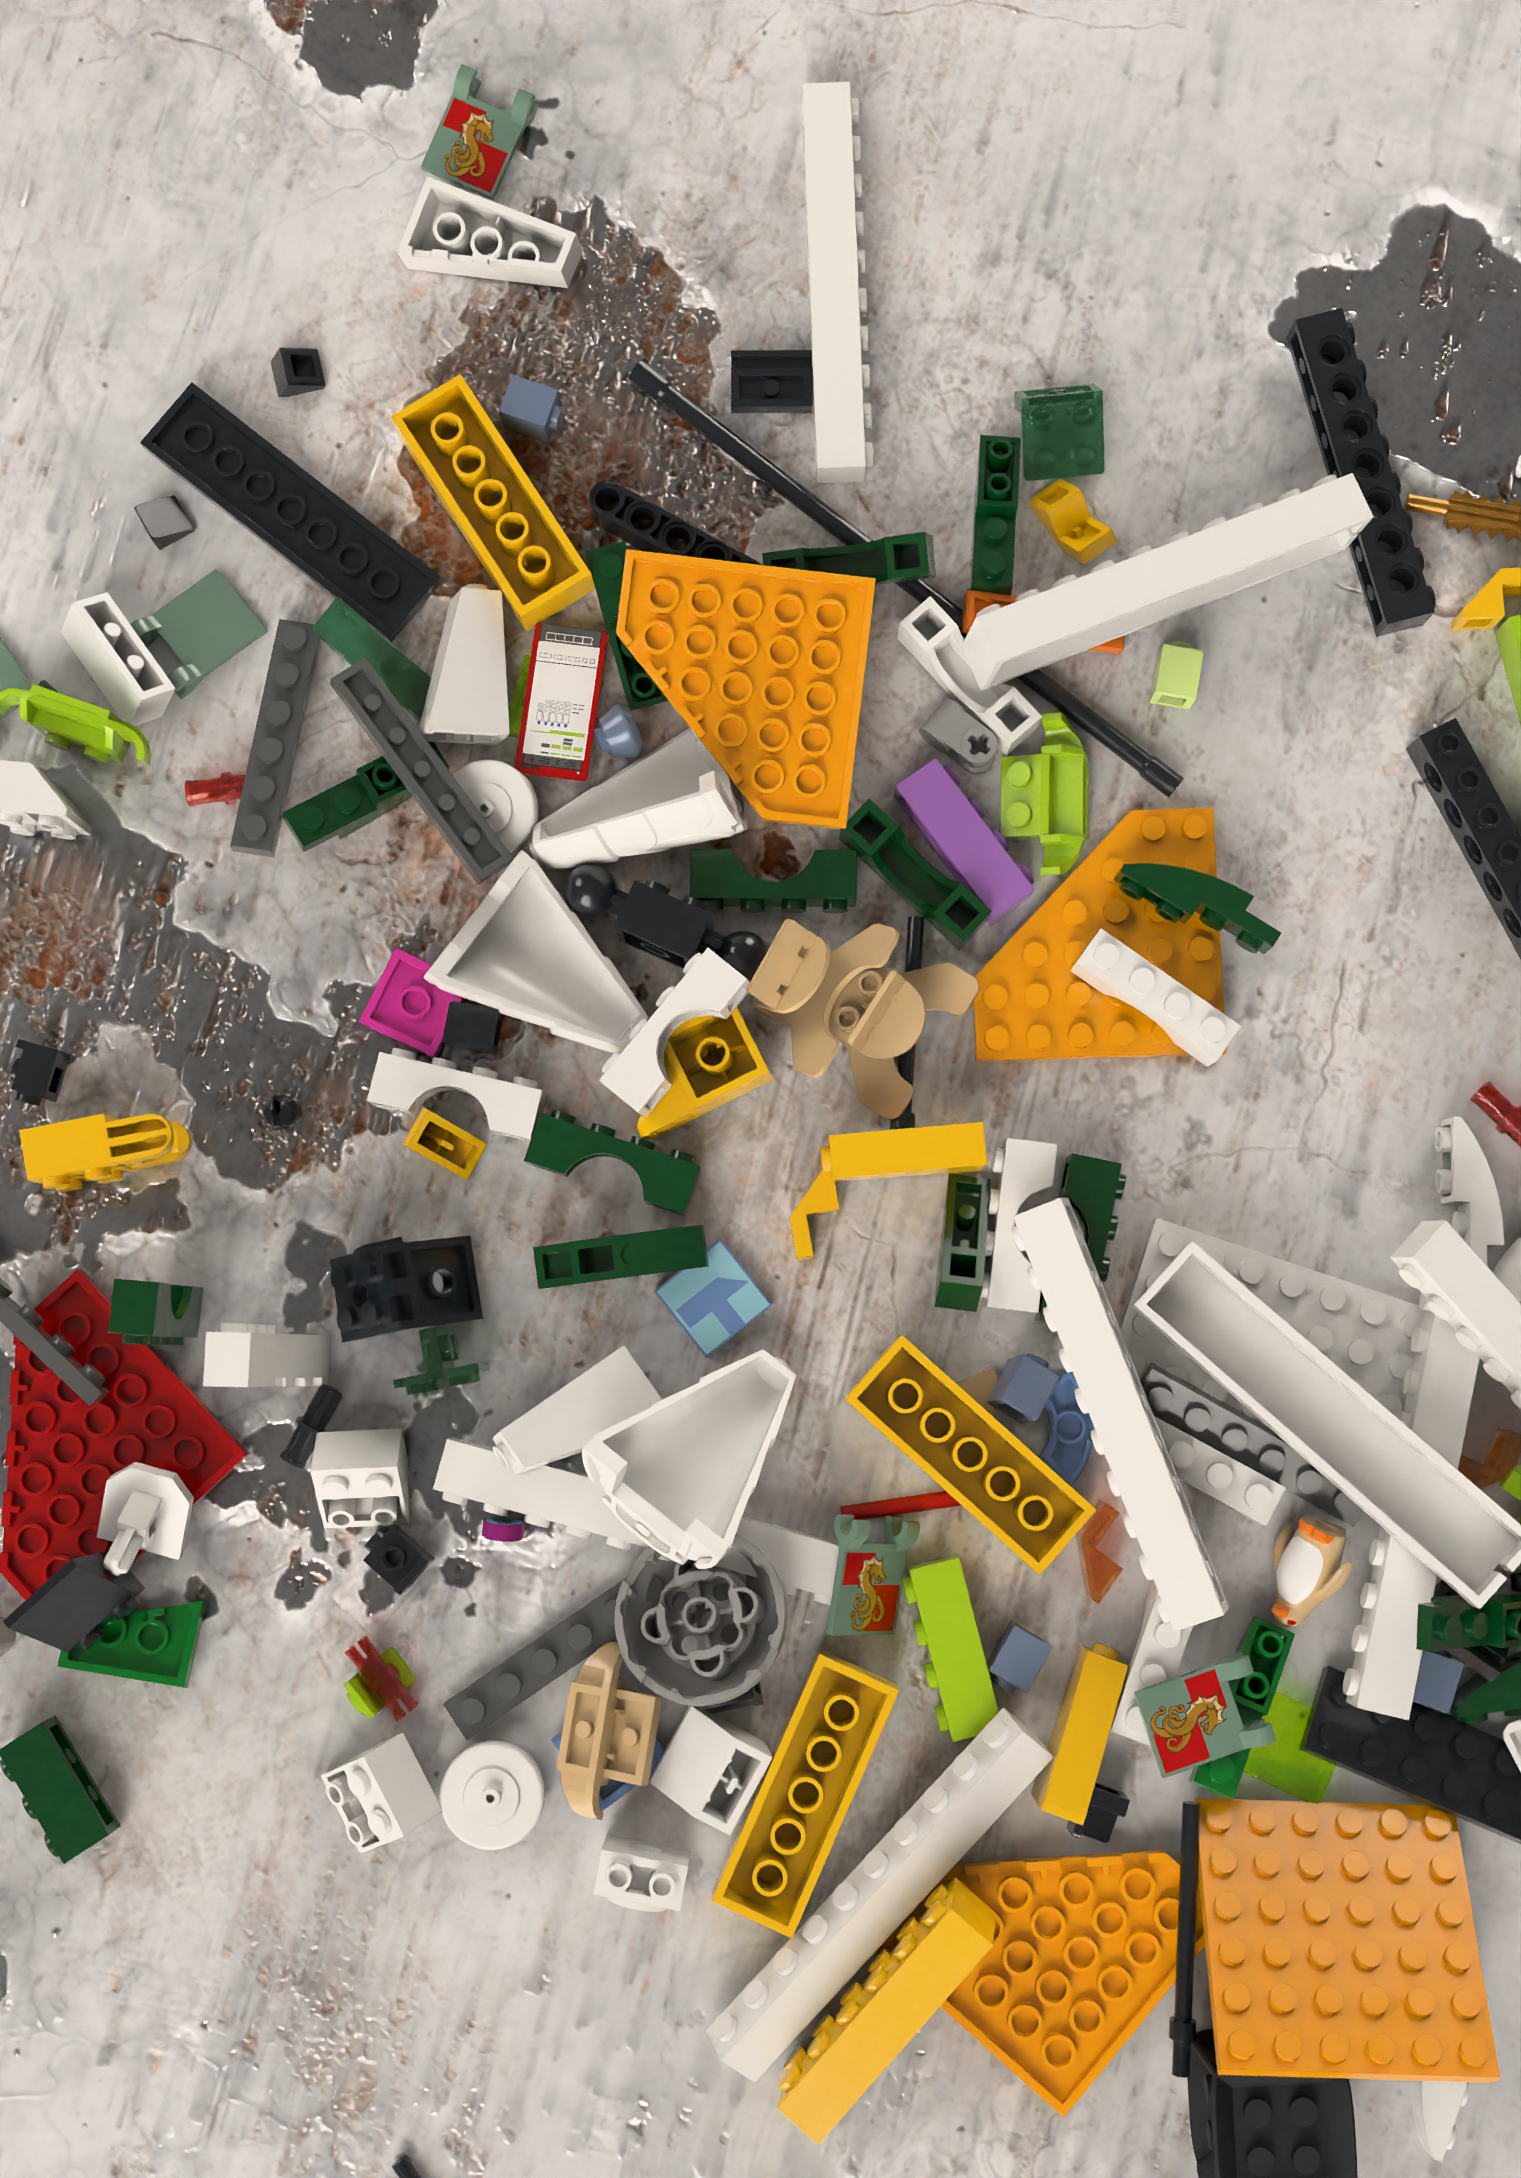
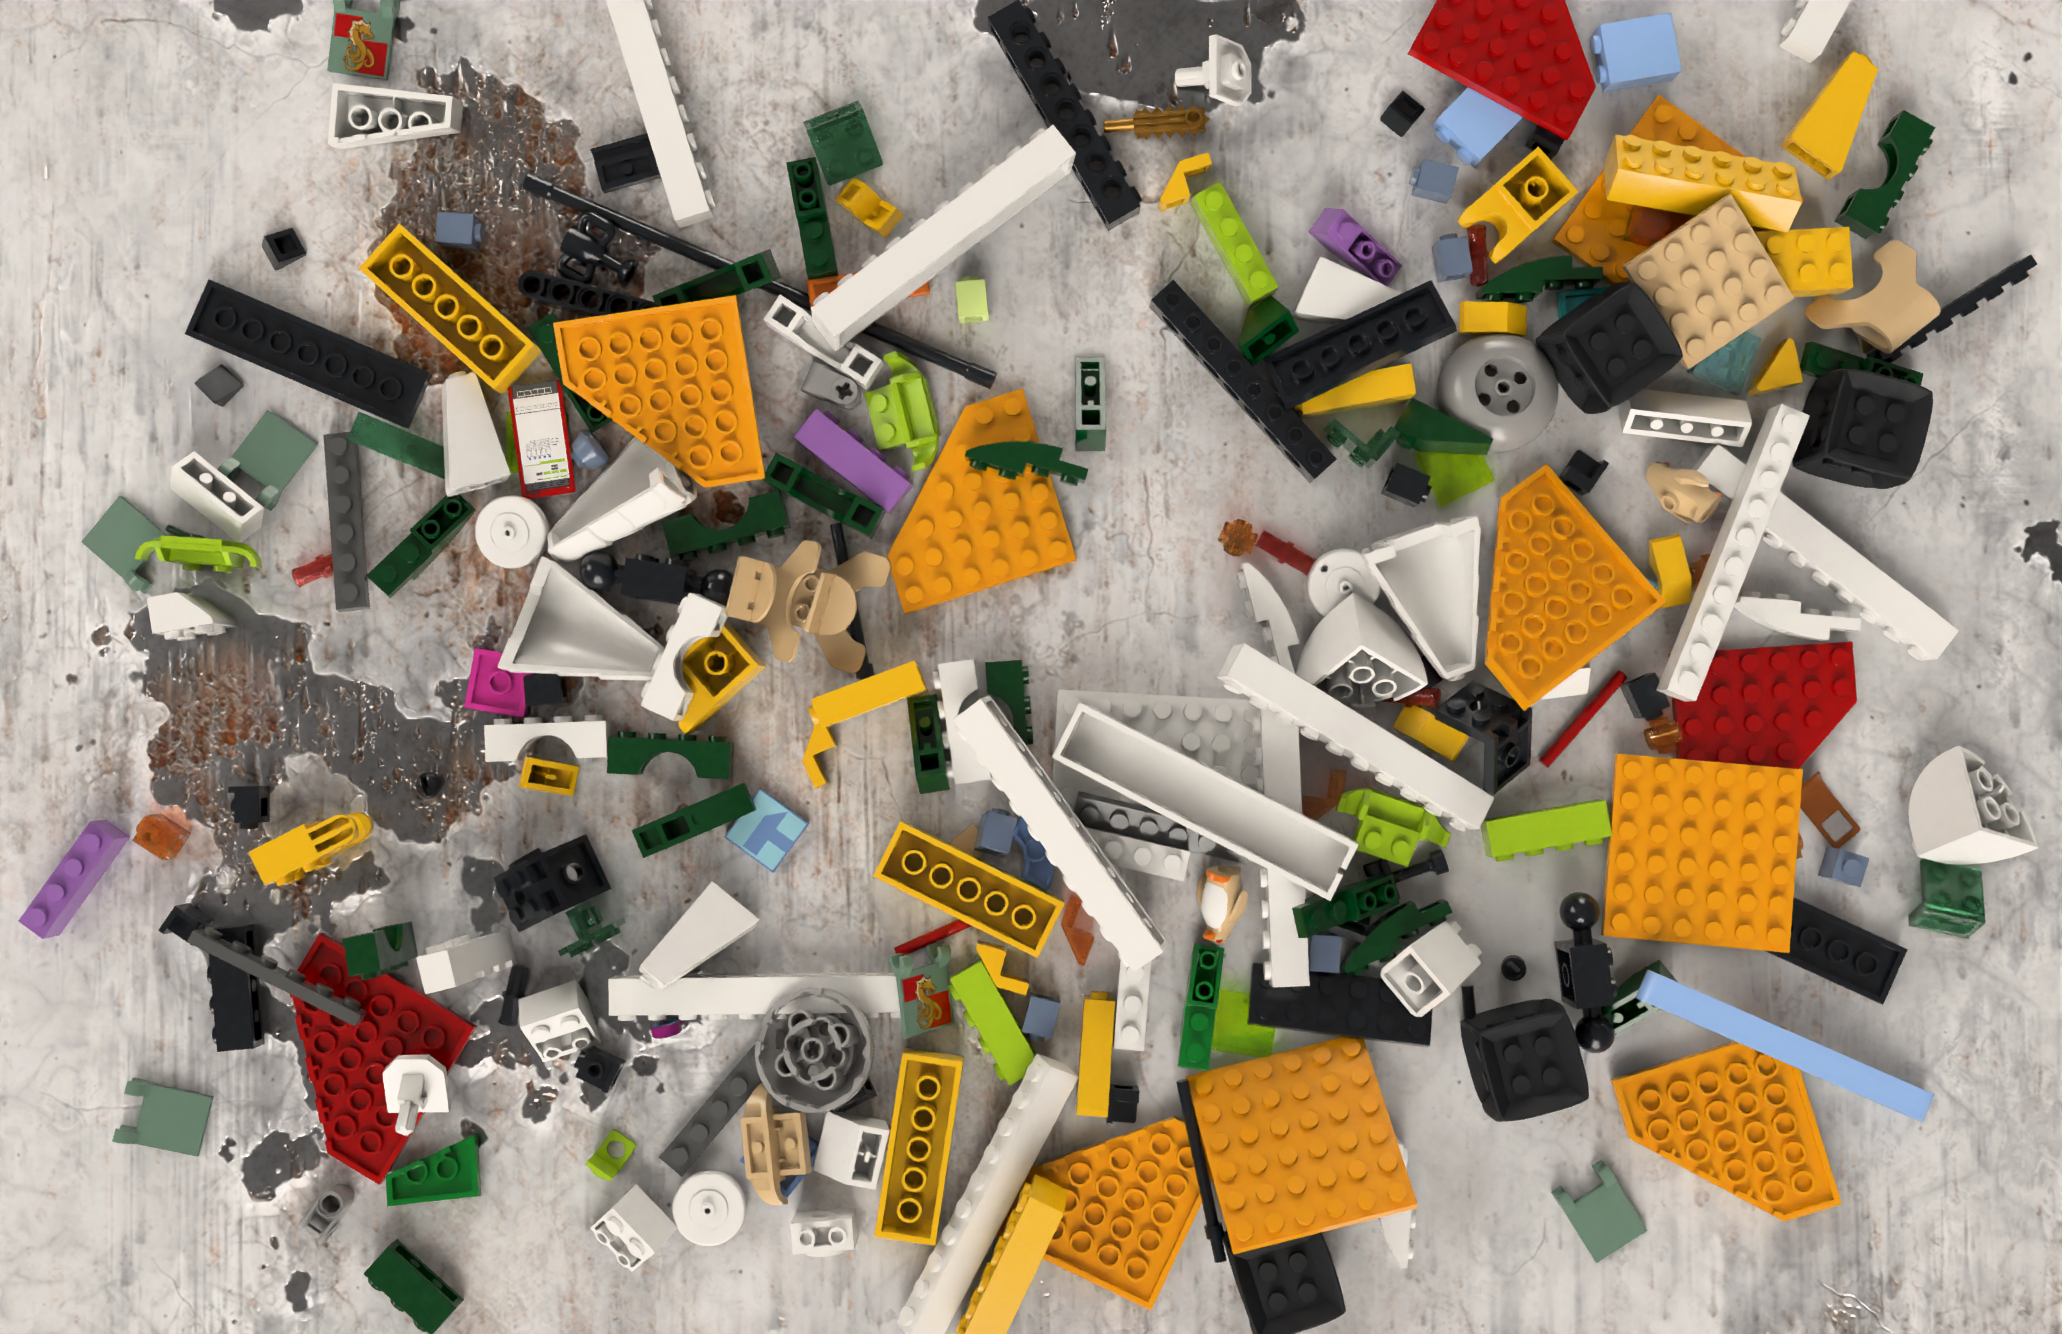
camera: 15 degrees left, 5 degrees up
(76, 1604) = (386, 1162): black slope -> none
(381, 1678) = (611, 1151): clear red pin -> none
(421, 770) = (454, 519): dark grey plate -> none
(693, 1459) = (779, 944): white cone -> none
(695, 480) = (589, 250): none -> black piece
(975, 1562) = (993, 959): none -> yellow slope
(1177, 1010) = (1013, 537): white arch -> none
(1197, 1718) = (1168, 1022): flag -> none
(1298, 854) = (1090, 404): none -> dark green slope
(1453, 1081) = (1237, 537): none -> clear orange gear

